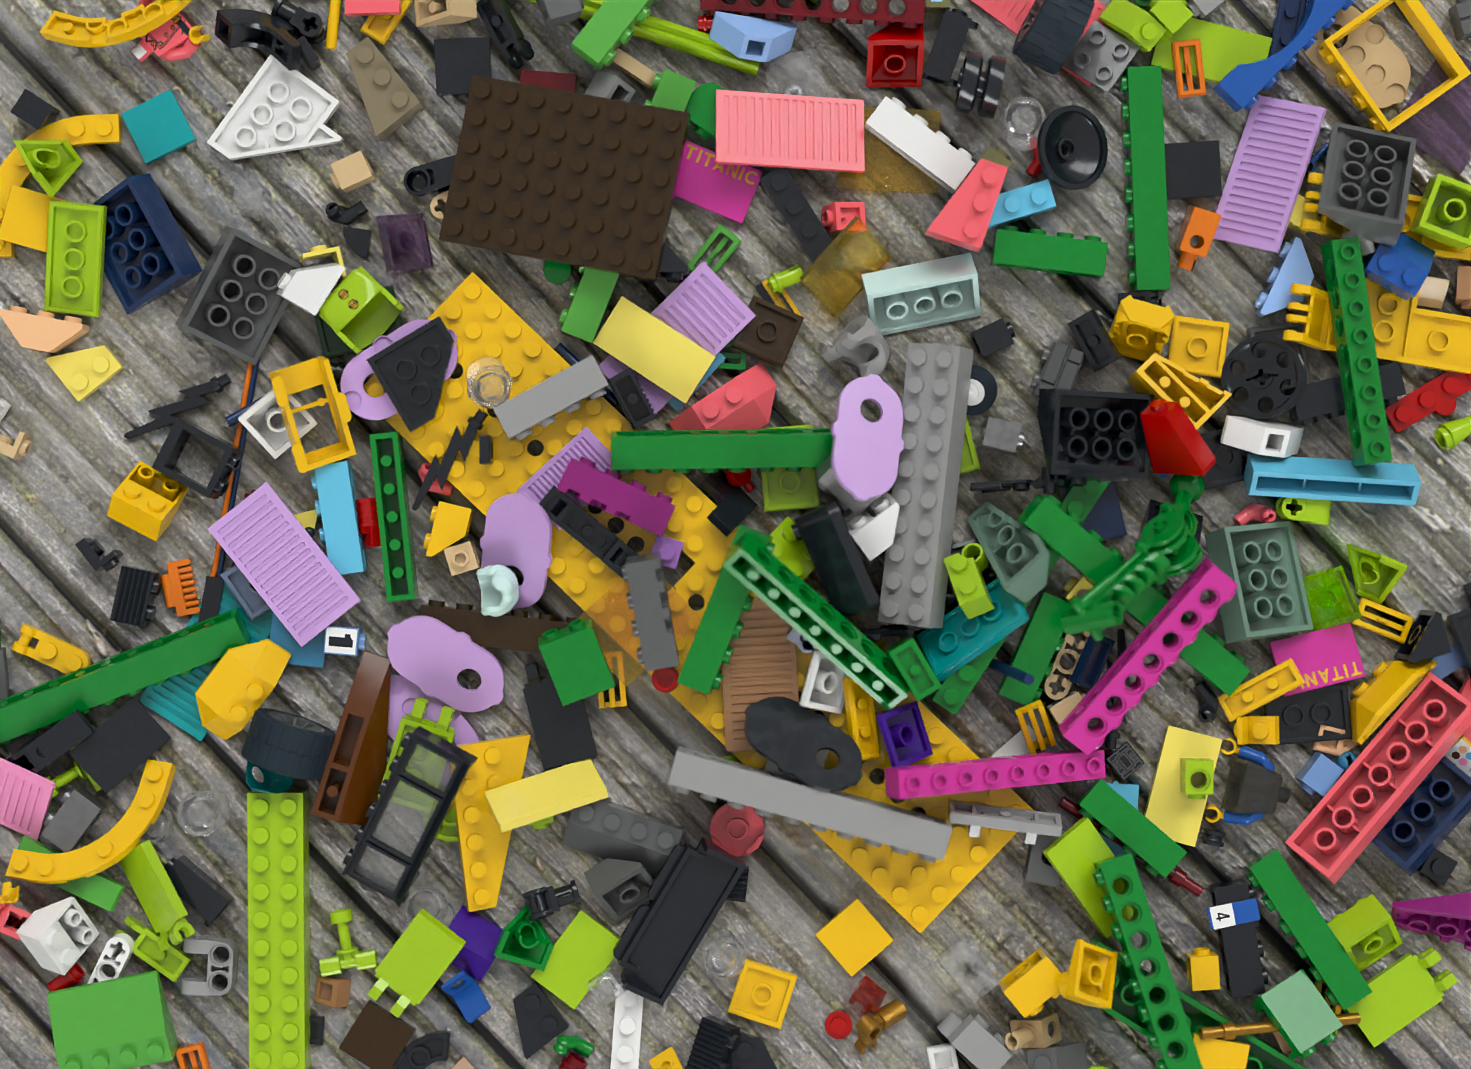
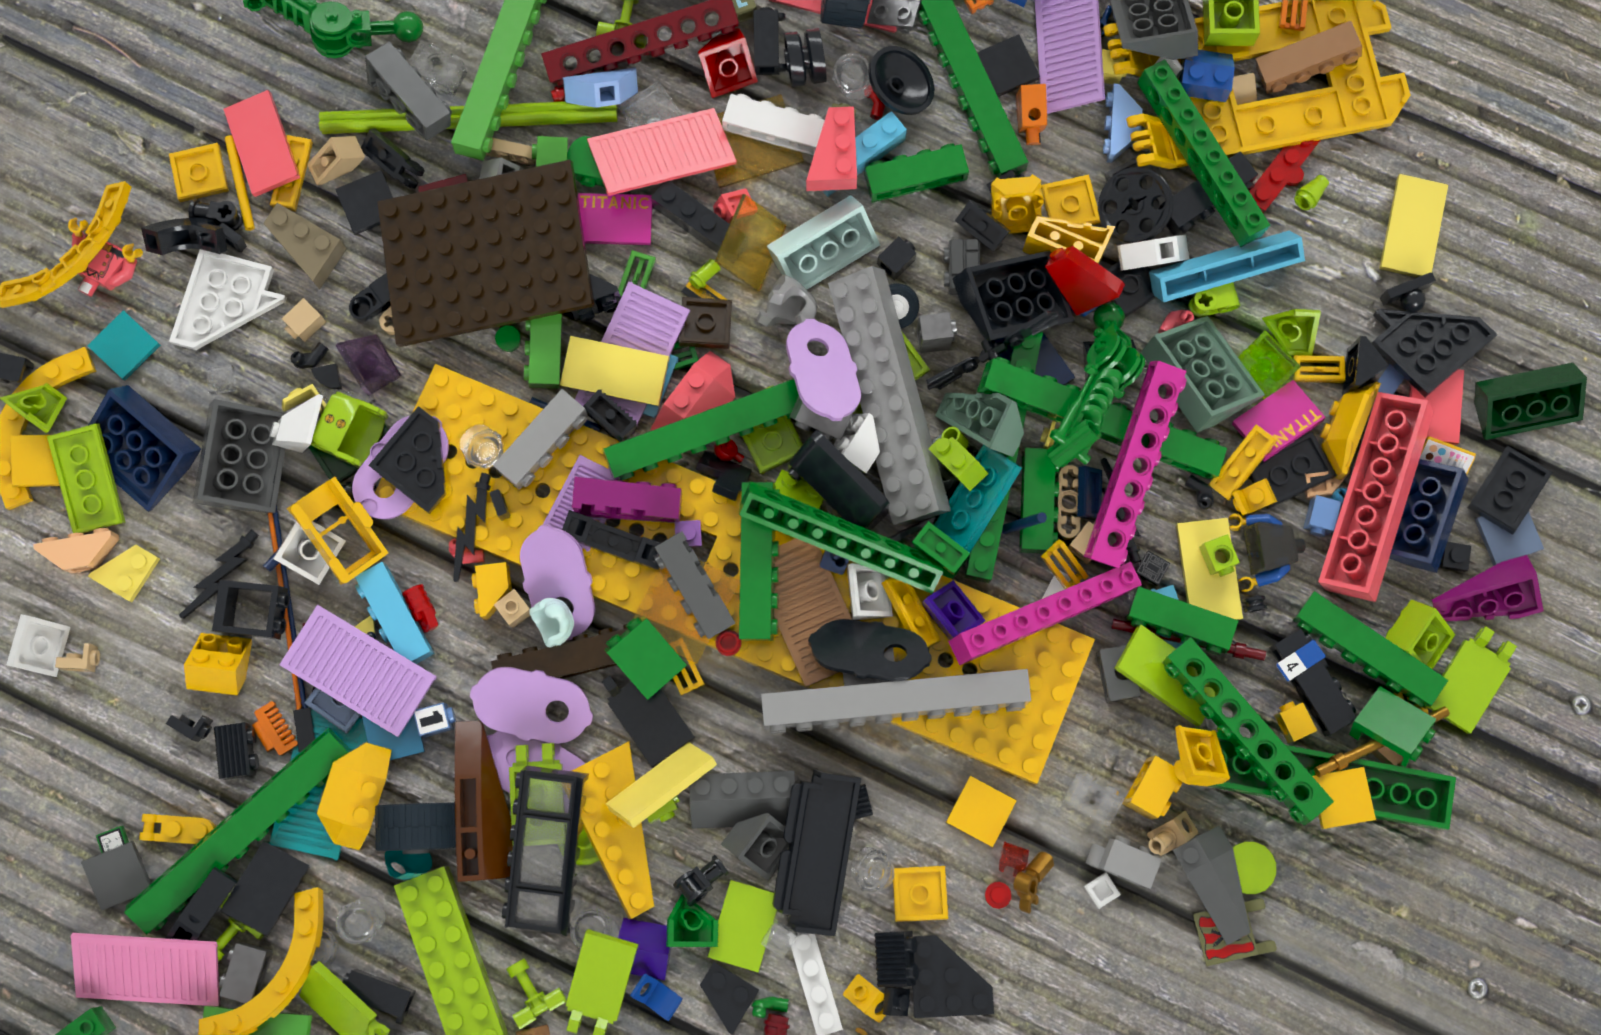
camera: 20 degrees left, 10 degrees down
(394, 516) = (440, 594): green brick -> none
(737, 829) = (842, 753): coral tile -> none
(1004, 818) = (1071, 650): light grey hinge -> none

